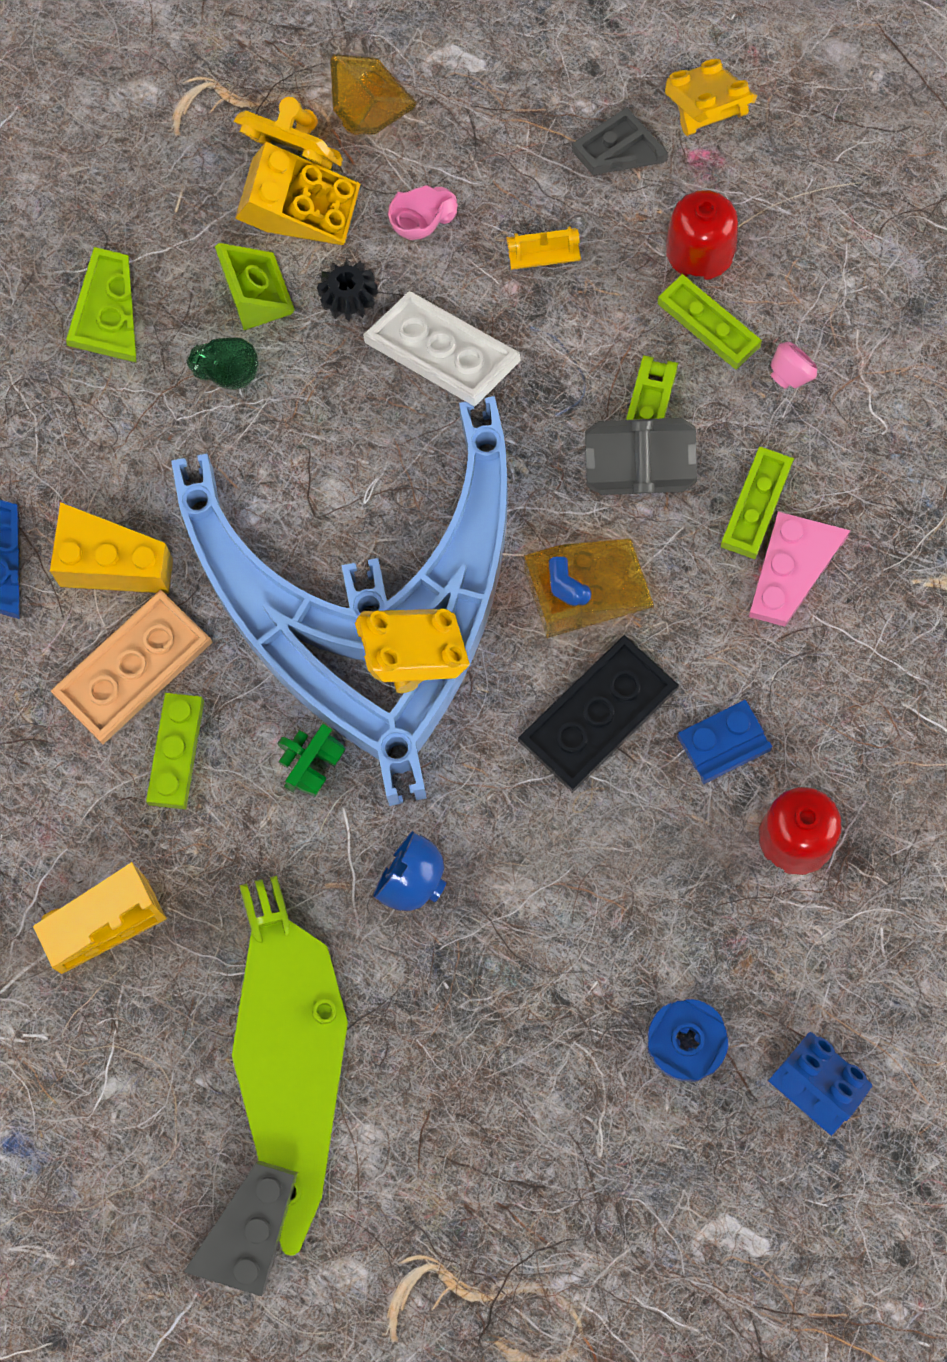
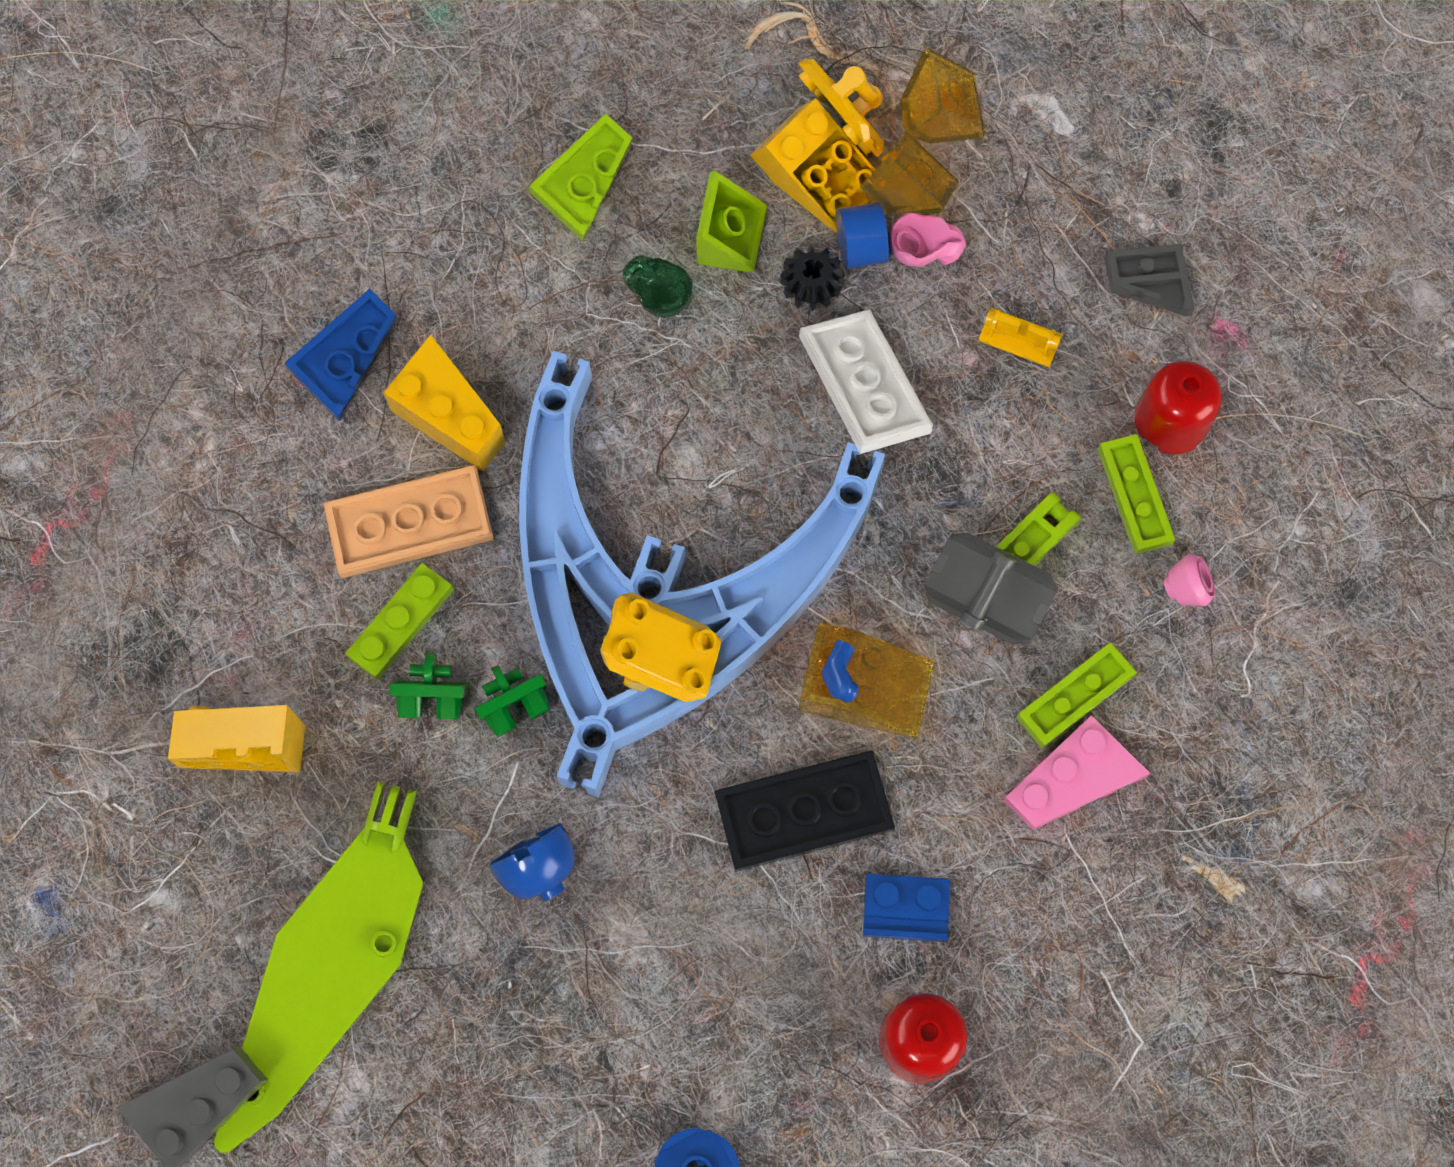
camera: 25 degrees right, 0 degrees up
(222, 800) = (410, 693): none -> green hips
(369, 233) = (862, 235): none -> blue piece
(379, 170) = (909, 180): none -> clear yellow slope
(708, 95) = (1267, 273): yellow shield -> none

